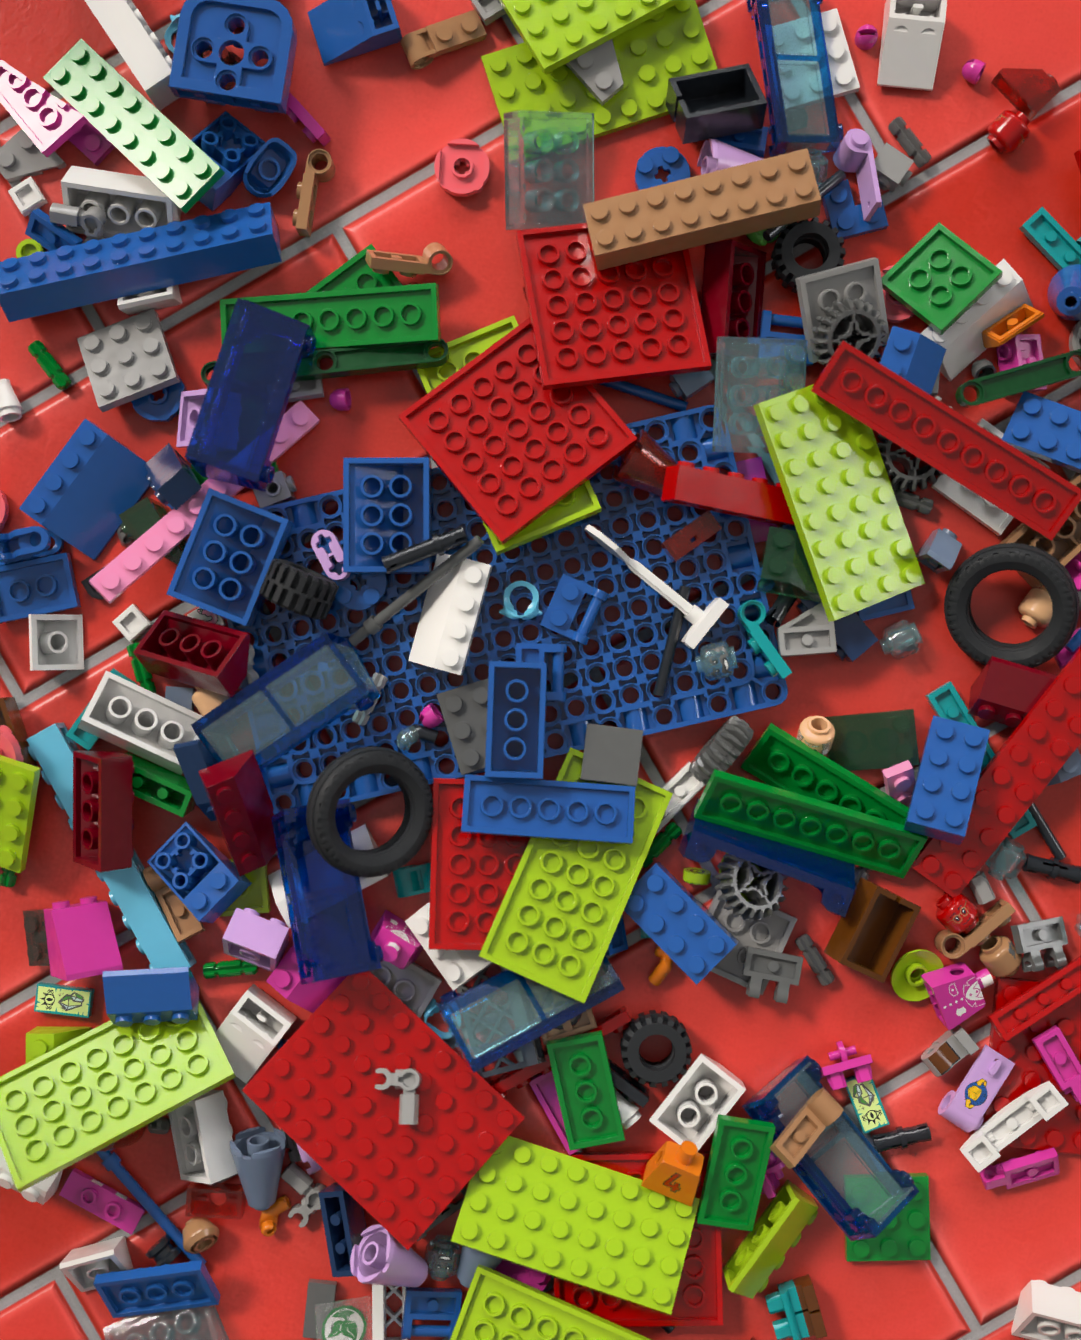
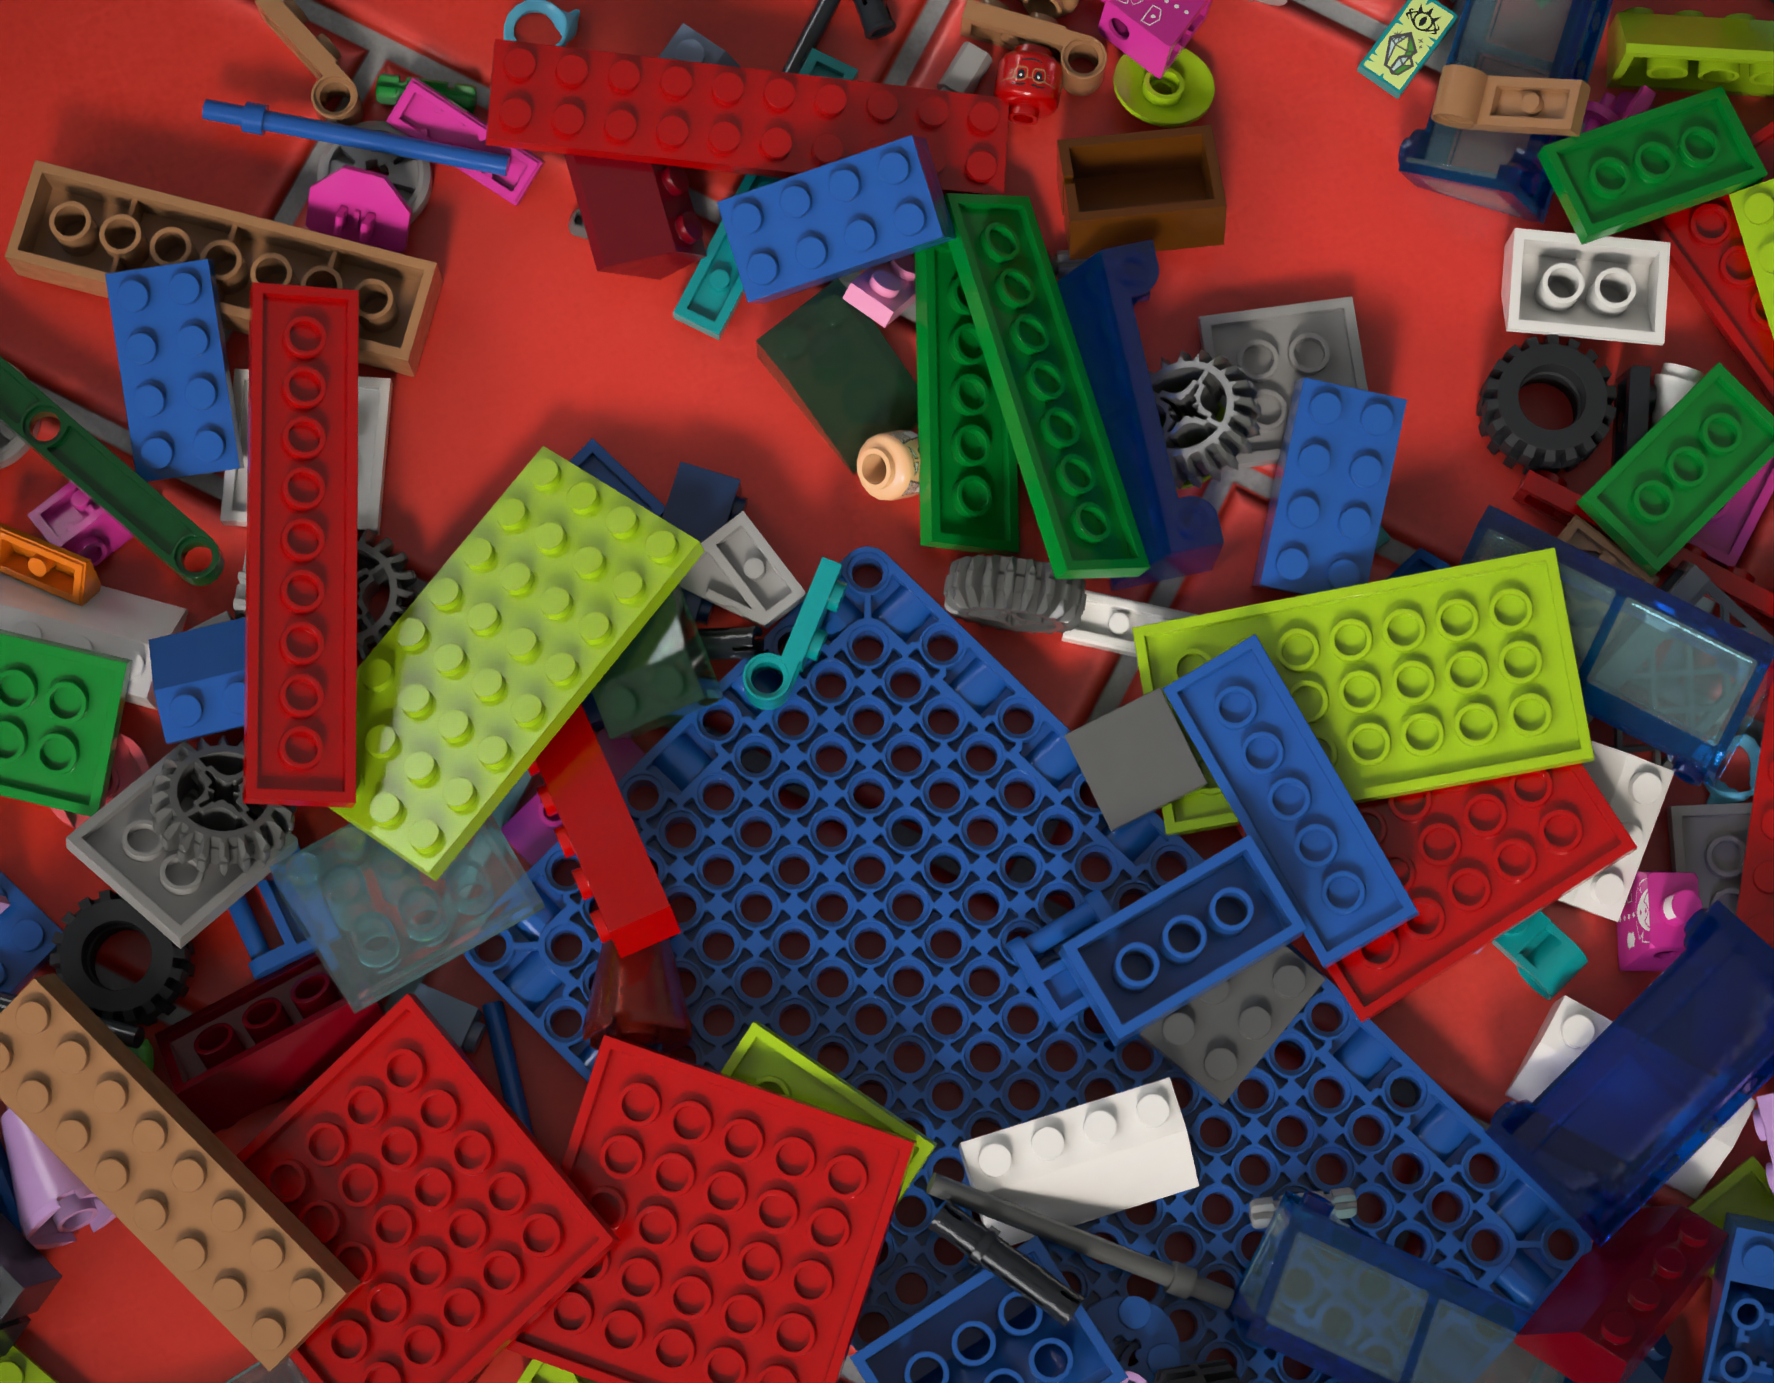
camera: 130 degrees left, 10 degrees down
(328, 790) = (1485, 1164): black tyre -> none
(413, 734) = (1310, 1098): arm -> none
(431, 716) = (1265, 1088): dark pink hinge -> none
(532, 610) = (984, 1036): medium azure piece -> none
(565, 606) = (944, 986): blue plate -> none
(660, 158) = (96, 1291): blue plate -> none
(661, 842) = (1214, 598): green axle -> none
(662, 969) = (1415, 473): orange arm -> none
(670, 646) = (891, 780): black bar -> none
(674, 1171) = (1714, 255): orange torso -> none
(696, 876) = (1235, 512): lime tile -> none
(700, 528) = (681, 843): clear red piece -> none
(701, 620) = (829, 752): white piece -> none
(716, 660) = (878, 687): clear light blue head -> none
(771, 966) = (1298, 306): dark grey plate -> none
(814, 959) = (1243, 252): dark grey axle -> none
(860, 1066) = (1359, 84): dark pink hips -> none
(901, 639) = (655, 429): clear light blue head -> none
(912, 501) = (421, 546): dark grey axle -> none
(939, 550) = (475, 455): sand blue slope -> none
(984, 365) = (131, 566): dark grey hinge -> none
(1007, 860) = (896, 59): clear light blue head -> none
(1019, 558) = (414, 305): black tyre -> none
(1036, 608) = (468, 250): light nougat head -> none

